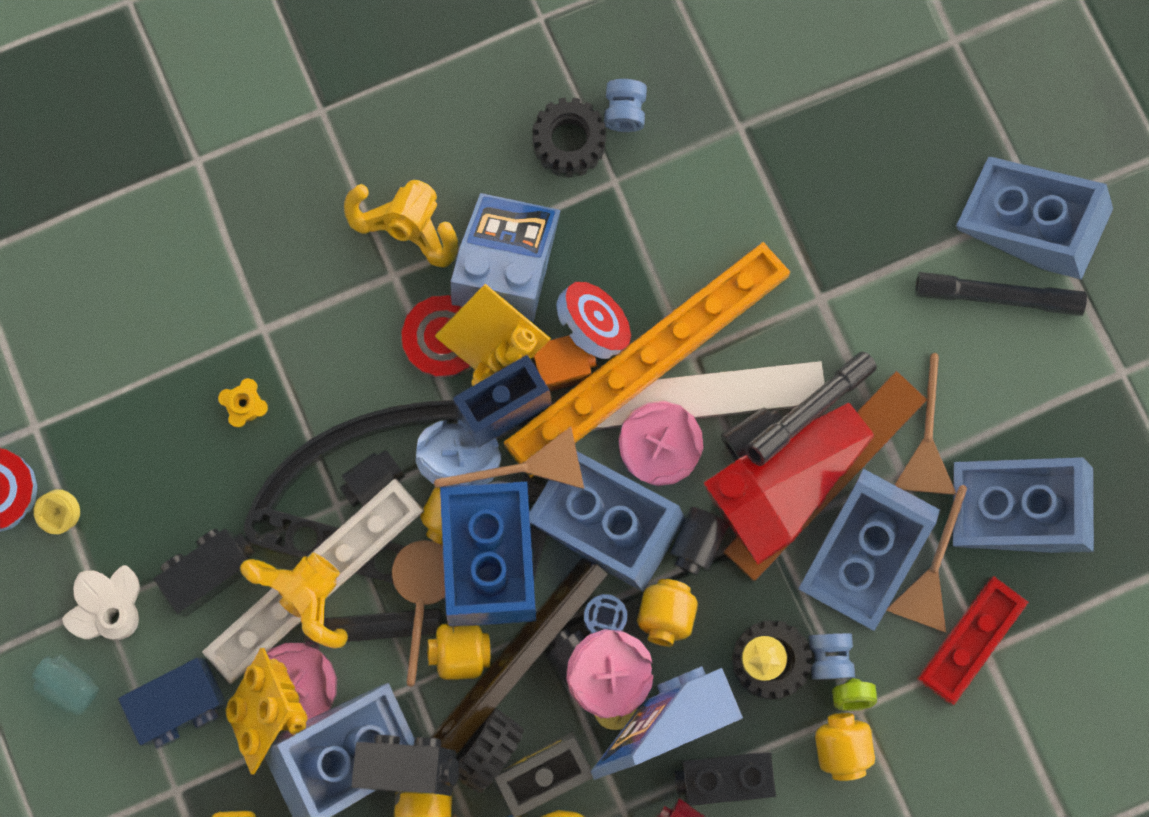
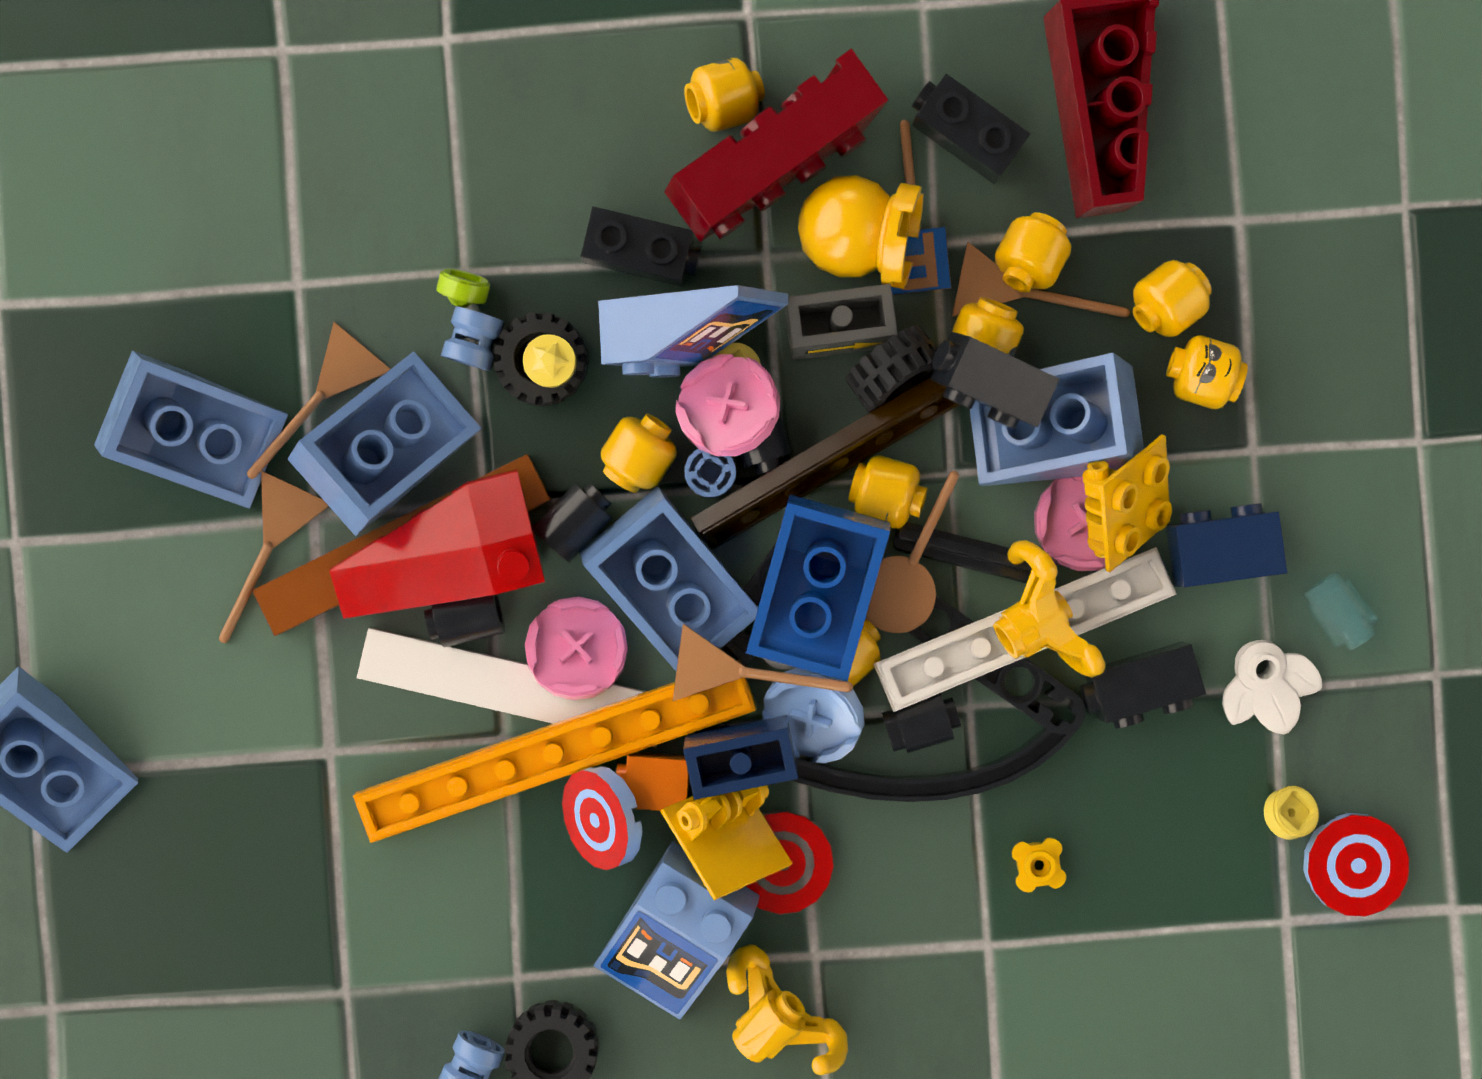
camera: 160 degrees left, 10 degrees up
(779, 434) = (437, 606): piece -> none
(845, 747) = (495, 234): yellow head -> none
(972, 640) = (307, 302): red tile -> none
(1047, 299) = (68, 658): black piece -> none

